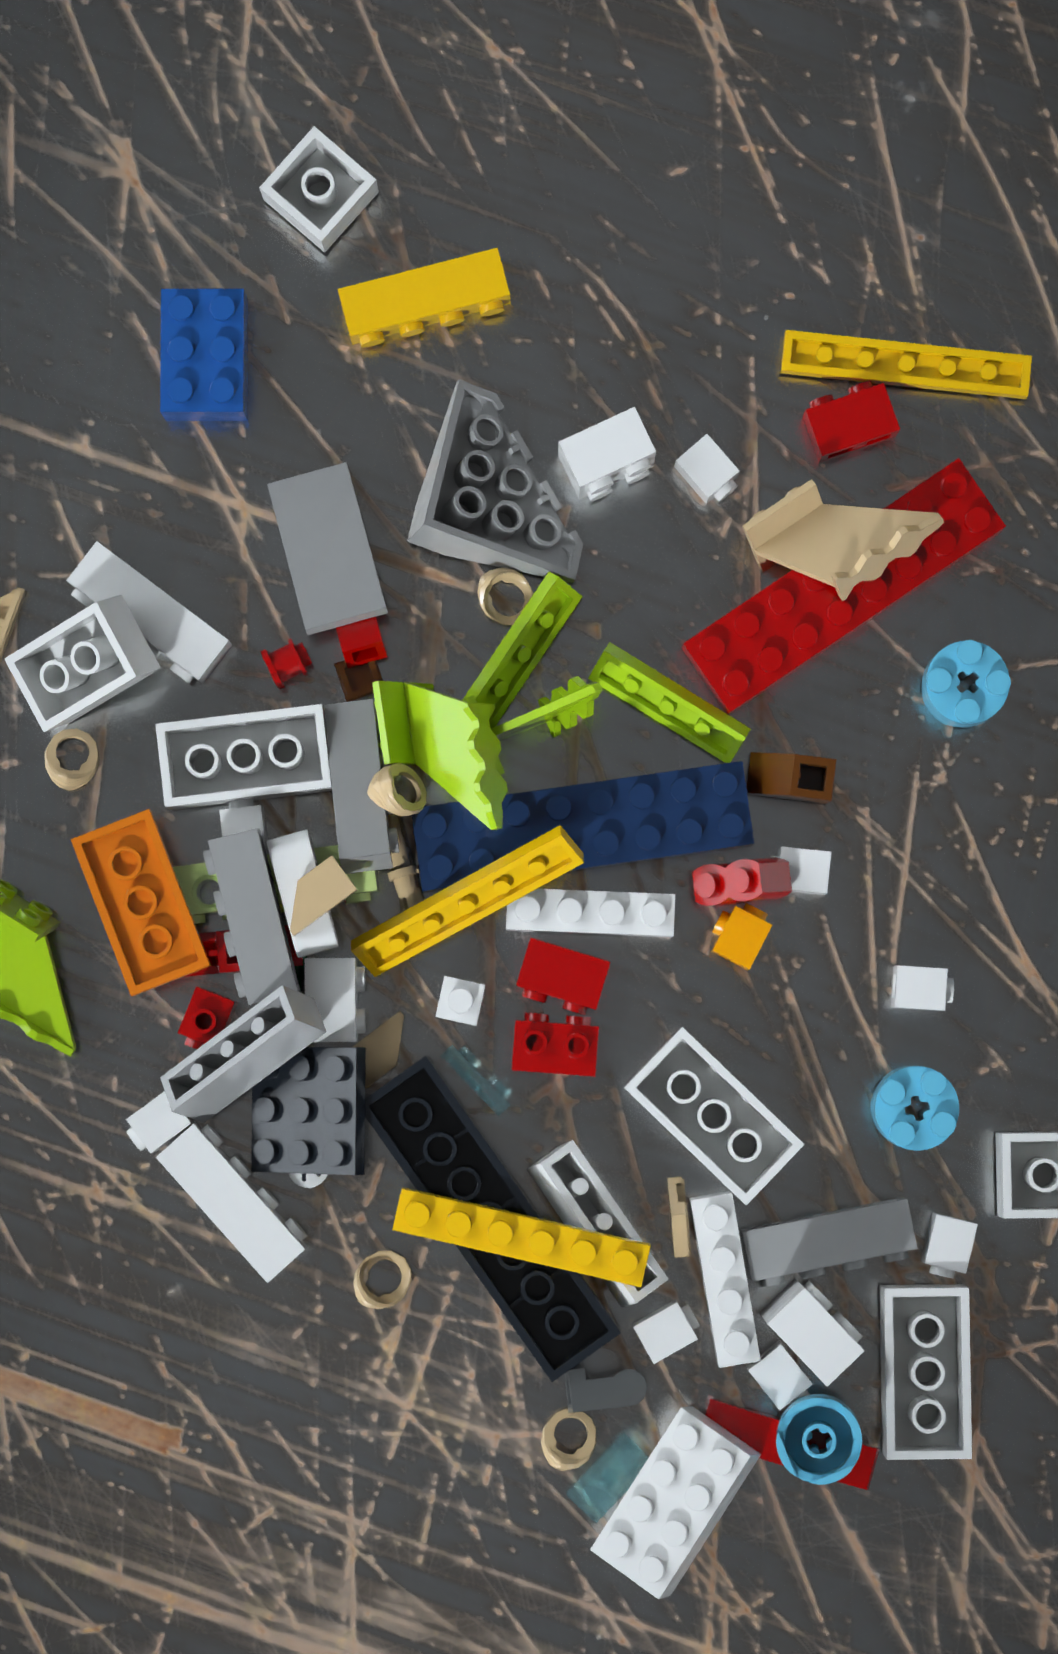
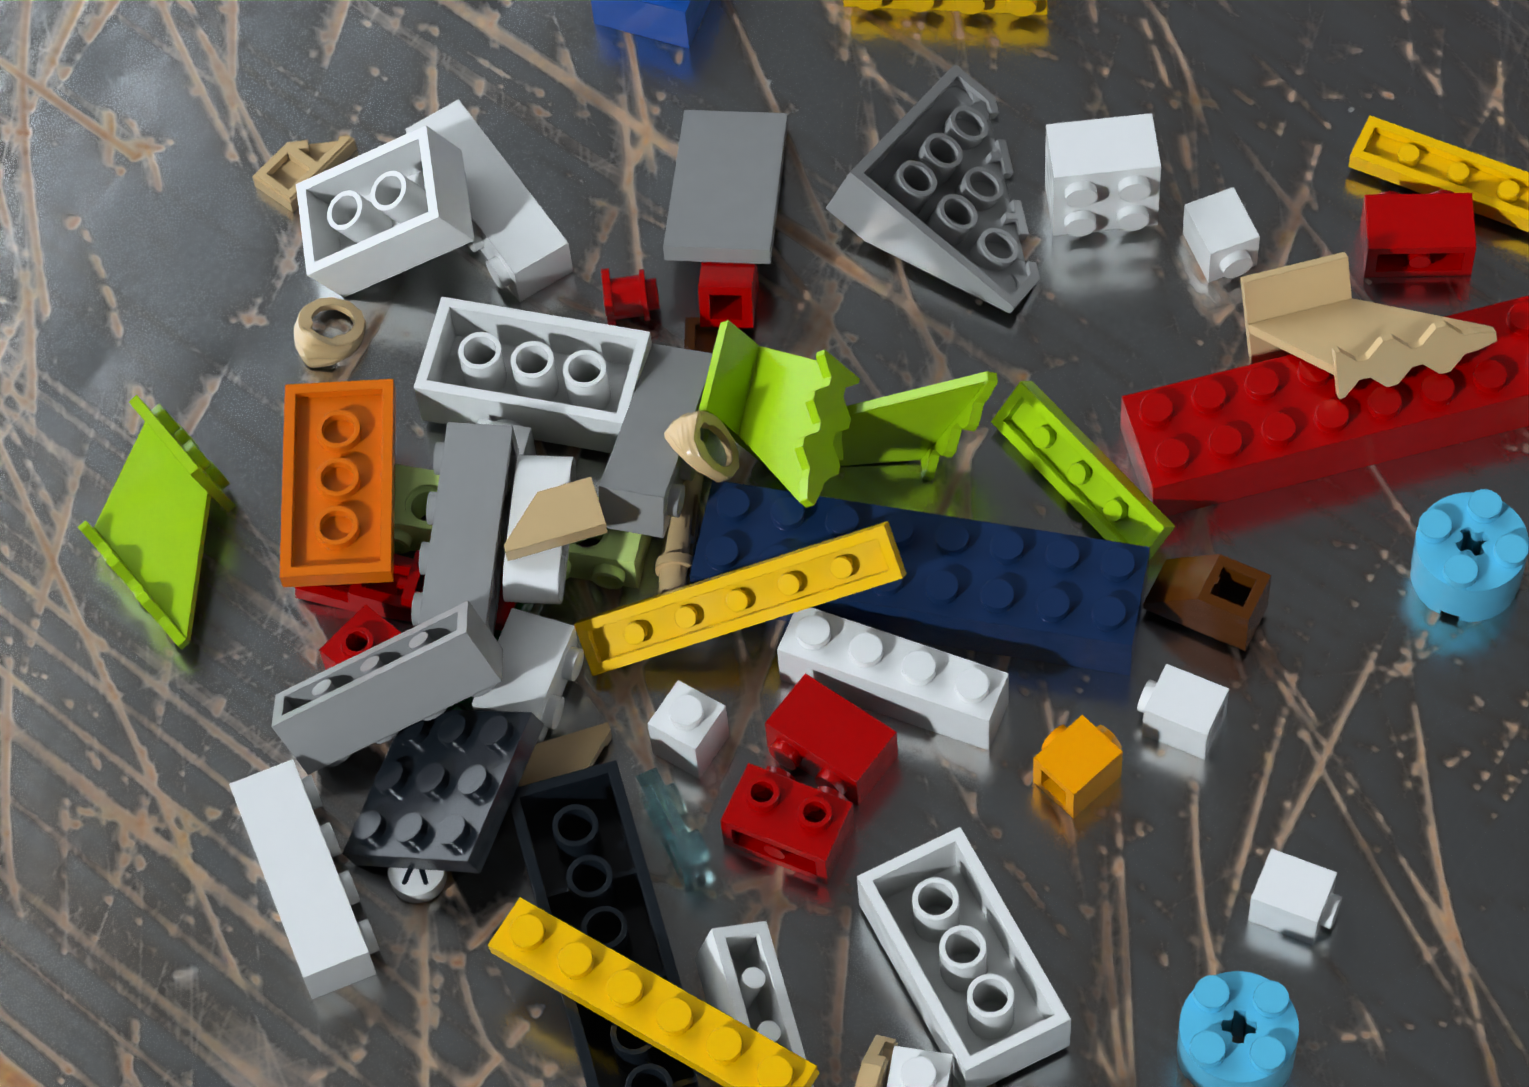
camera: 20 degrees right, 25 degrees down
(156, 1124) = (246, 749): white brick -> none
(370, 1300) = (428, 1026): tan piece -> none
(508, 576) = (915, 279): tan piece -> none
(524, 645) = (936, 348): lime plate -> none
(742, 881) = (1101, 684): red brick -> none

